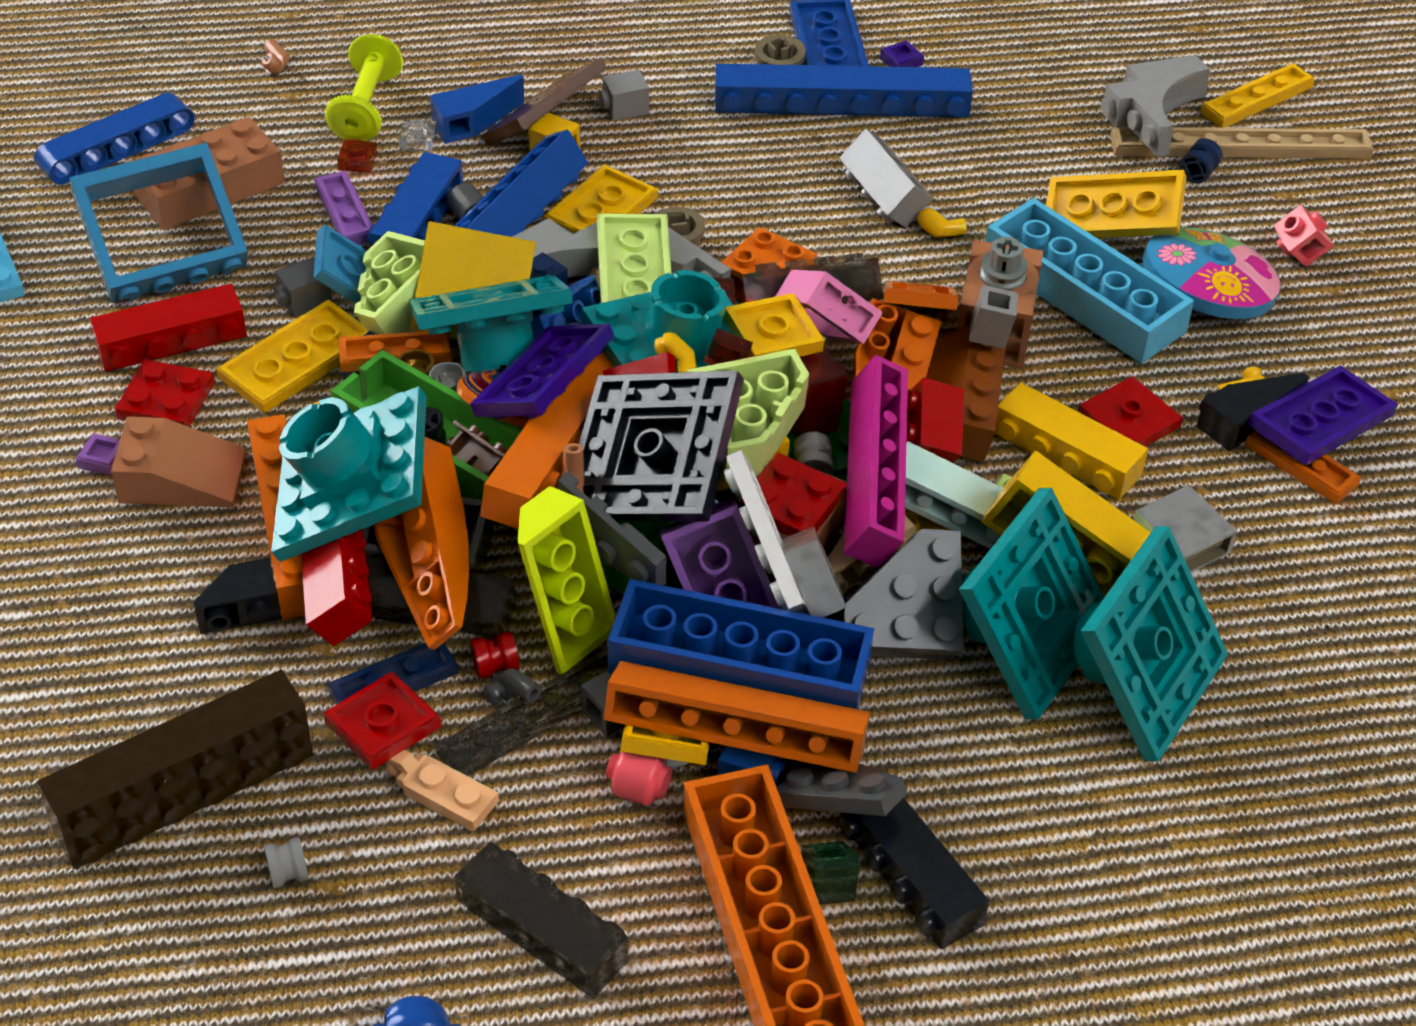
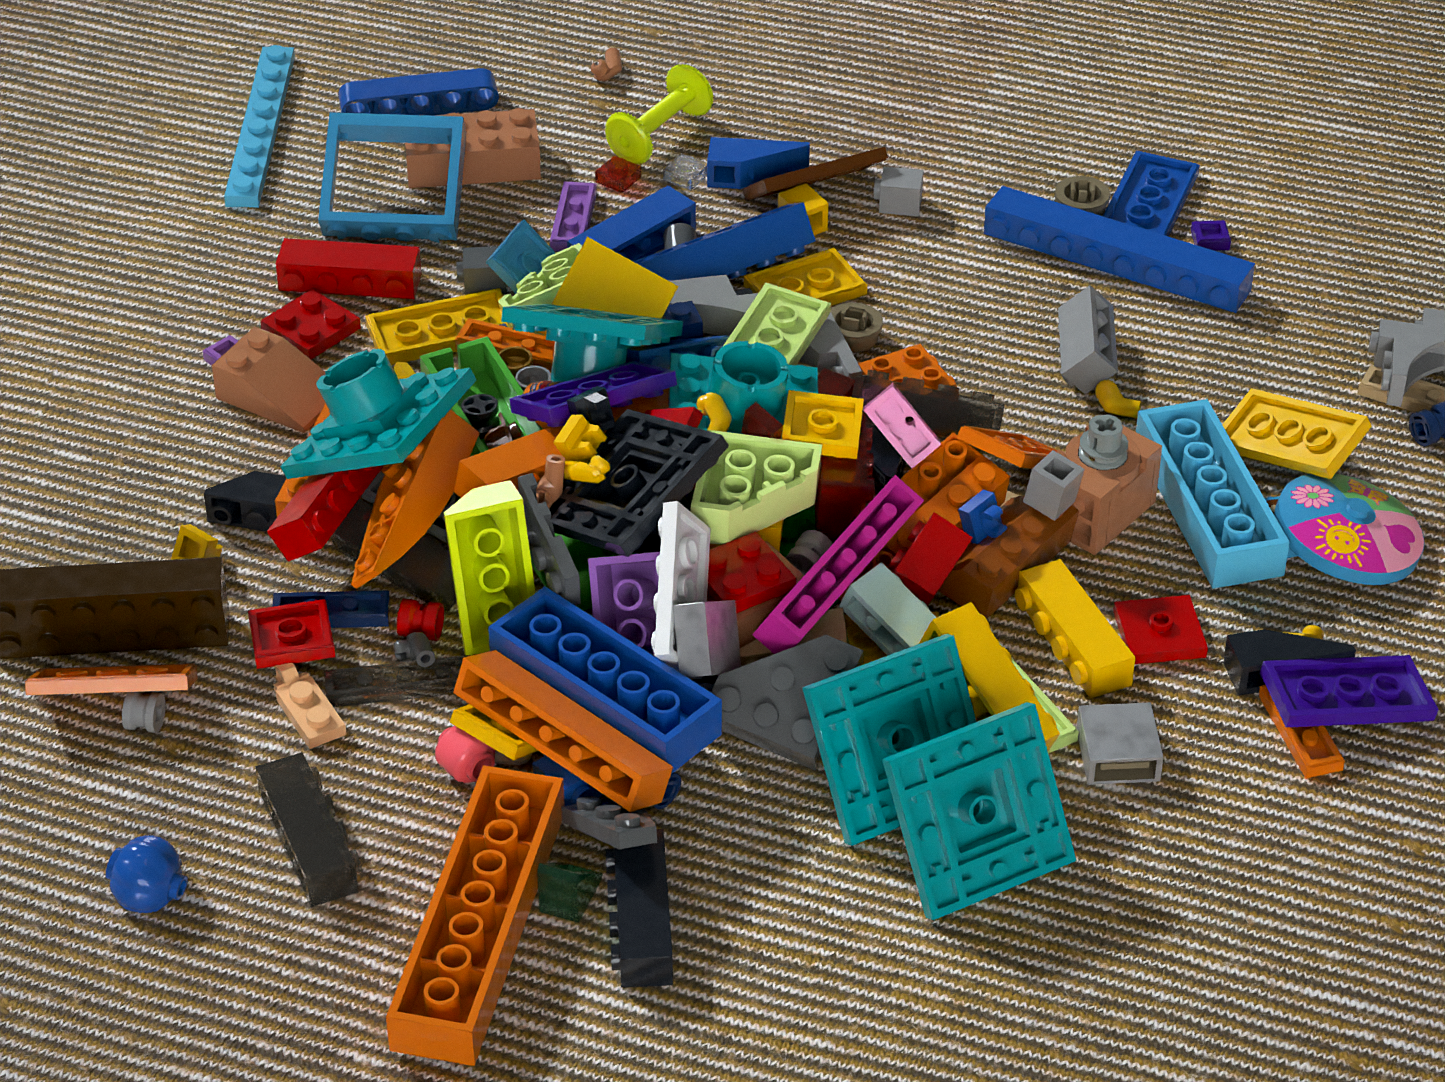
camera: 30 degrees right, 5 degrees down
(217, 669) = (195, 544): none -> yellow tile
(233, 843) = (111, 679): none -> orange tile
(568, 390) = (594, 407): none -> black tile
(577, 423) = (579, 439): none -> yellow tile
(614, 450) = (583, 472): none -> yellow arm
(944, 366) = (982, 517): none -> blue tile

